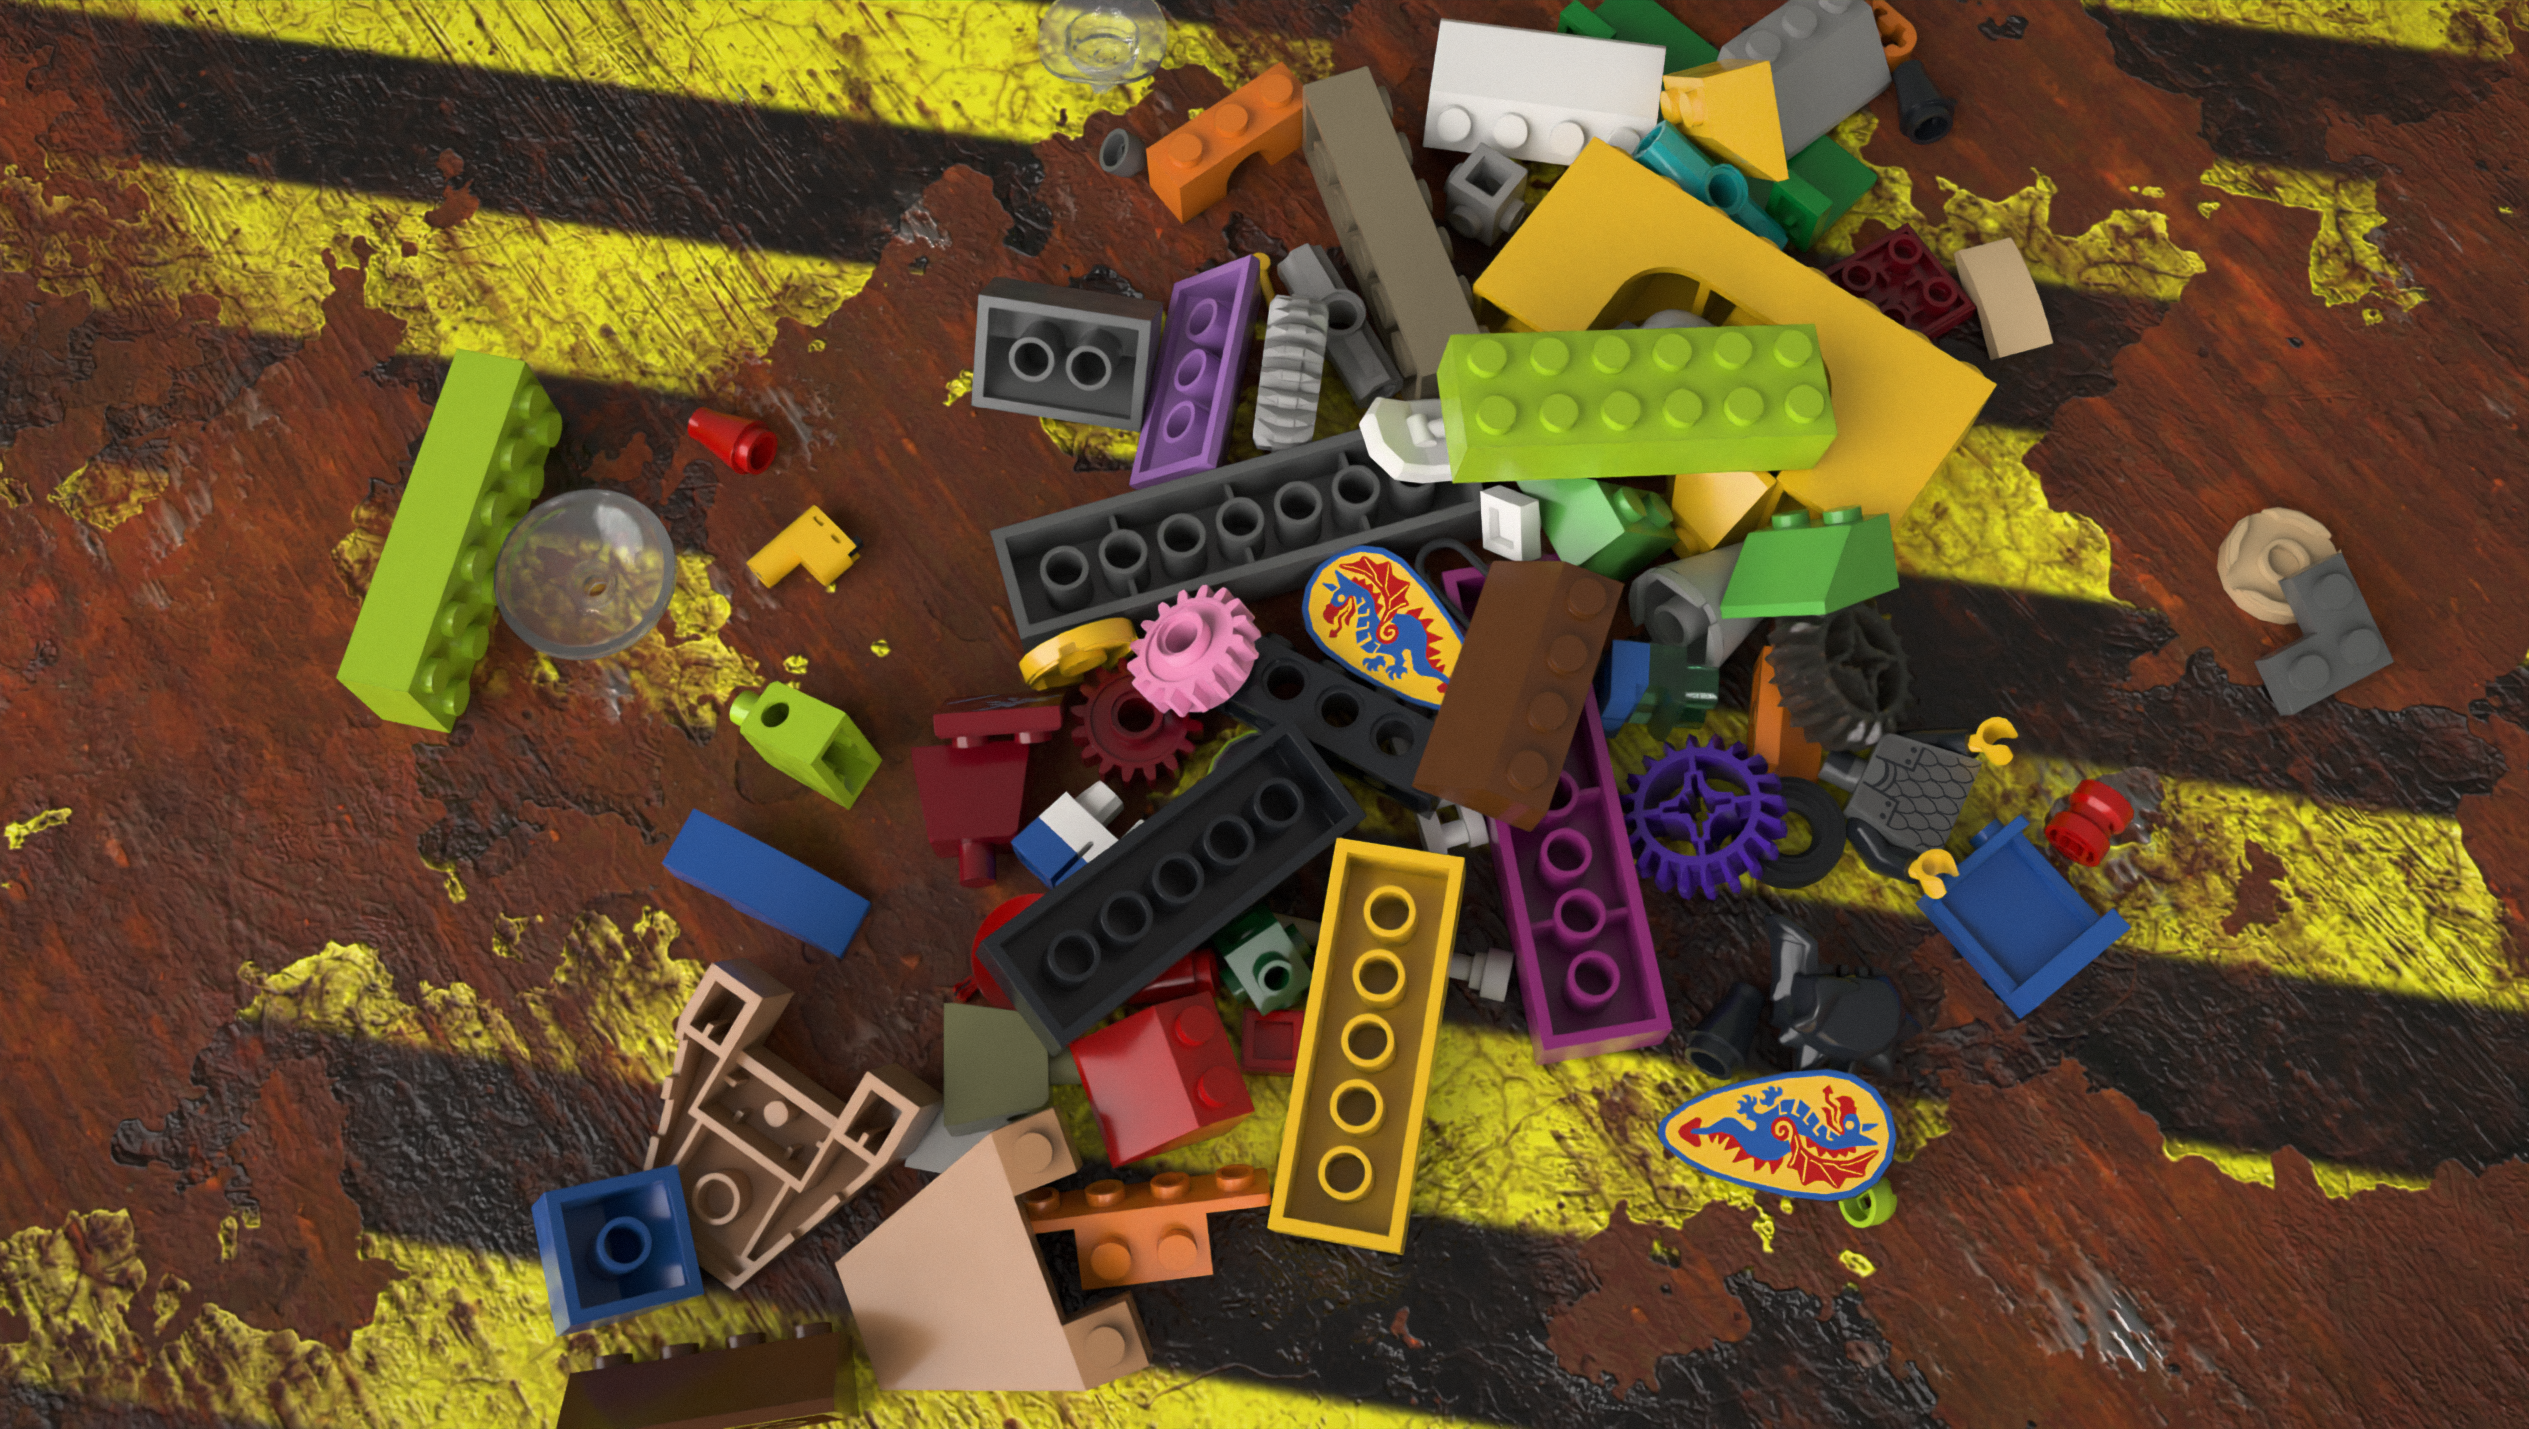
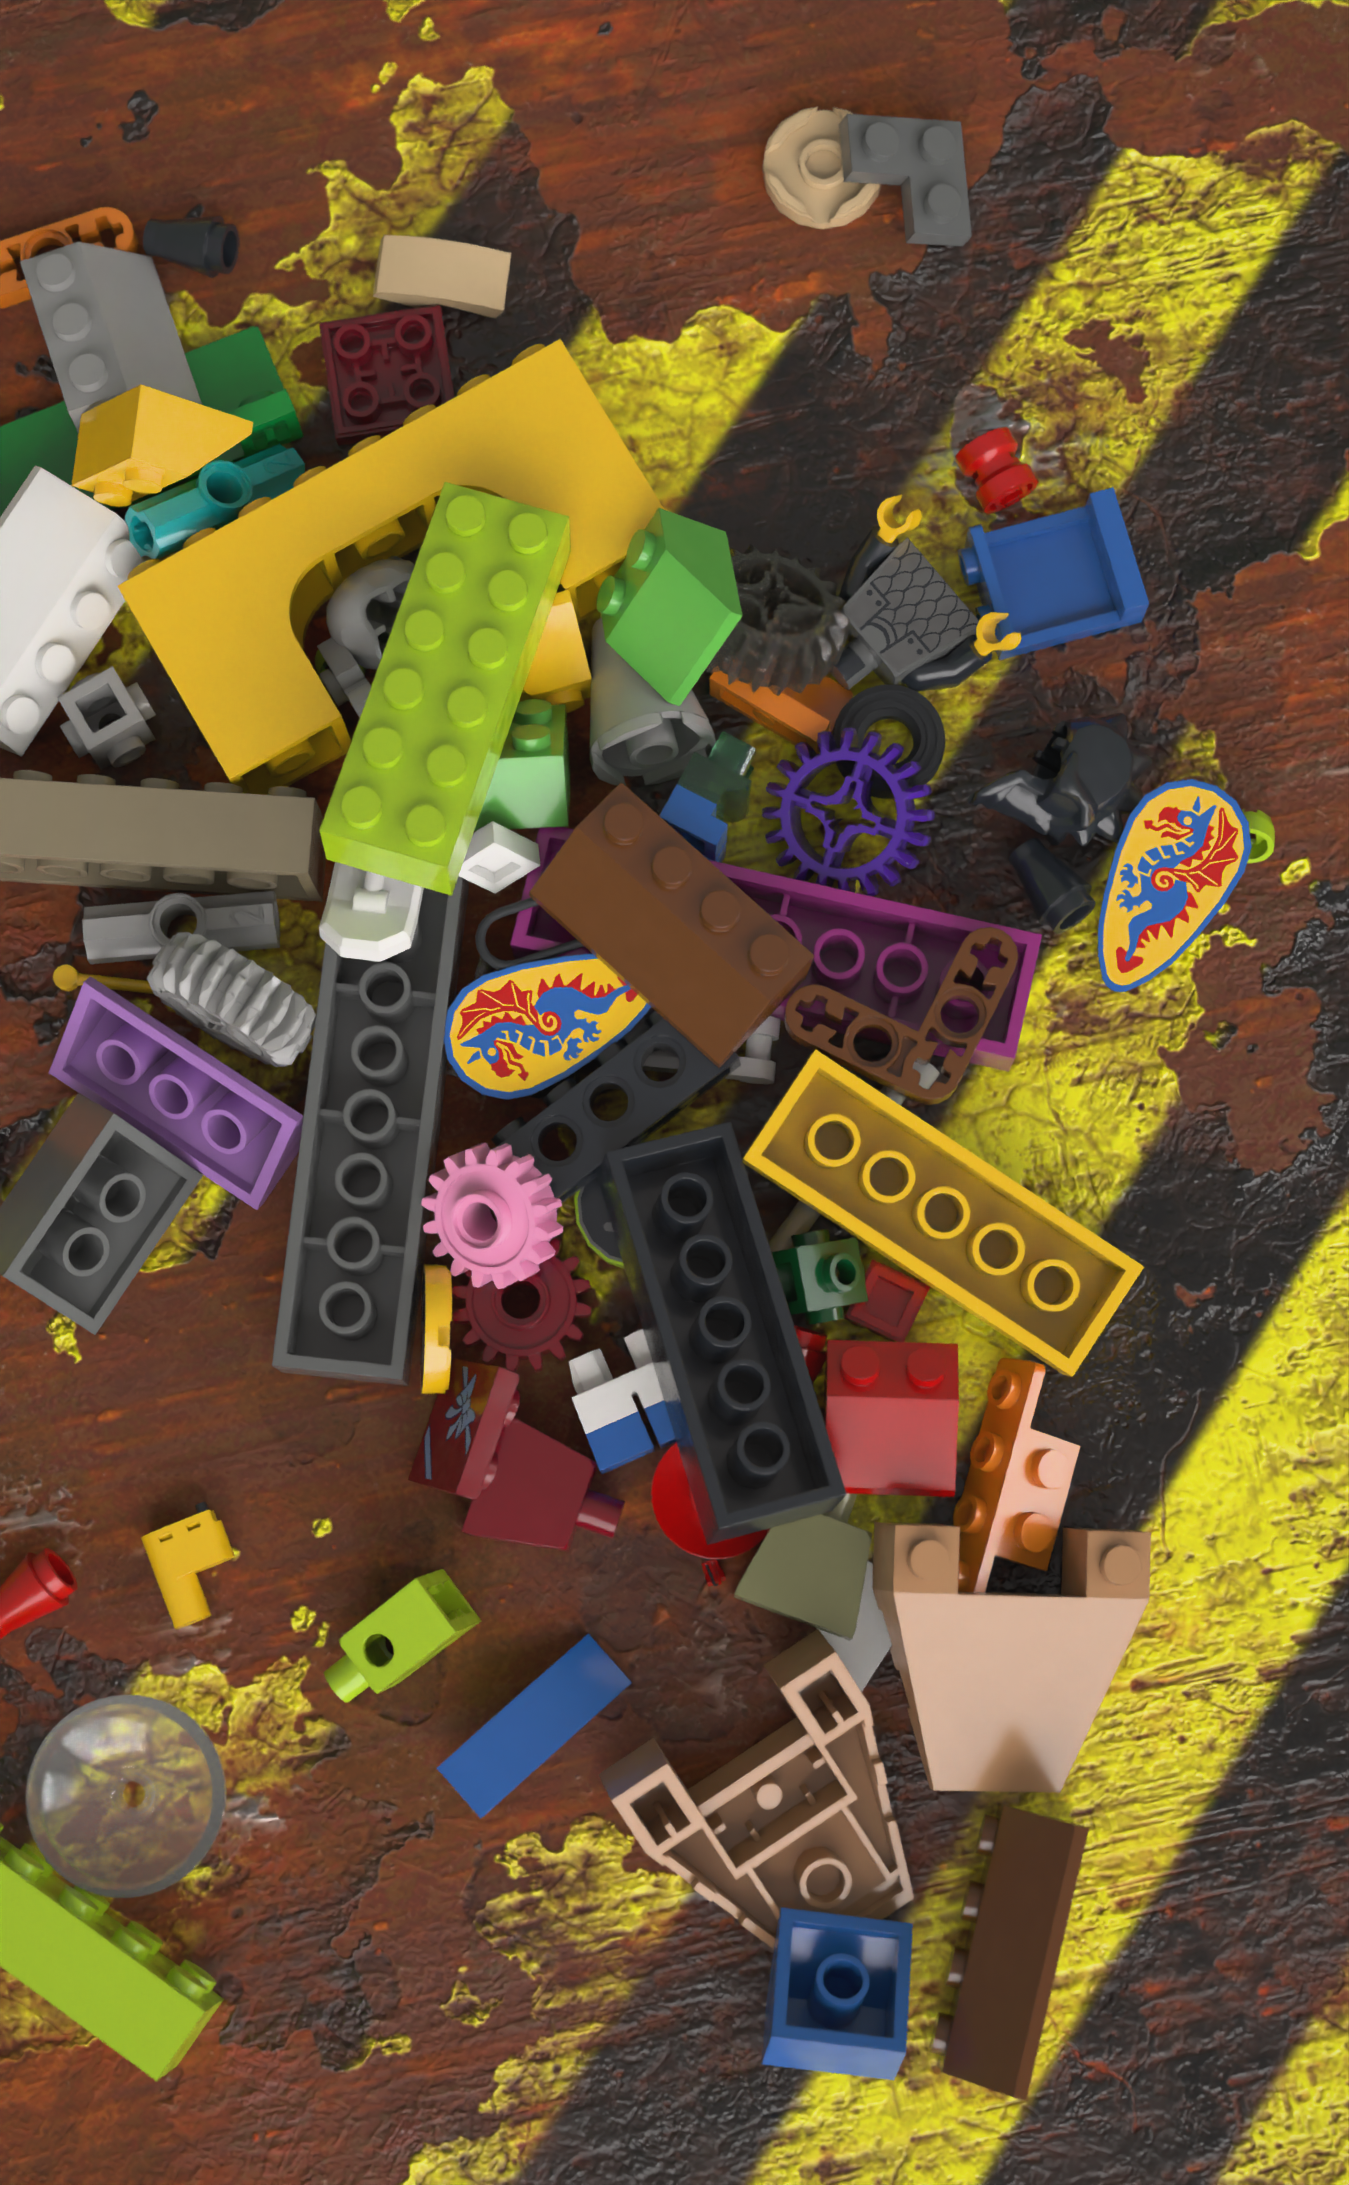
camera: 65 degrees left, 10 degrees up
(1509, 948) = (906, 1043): none -> reddish brown beam

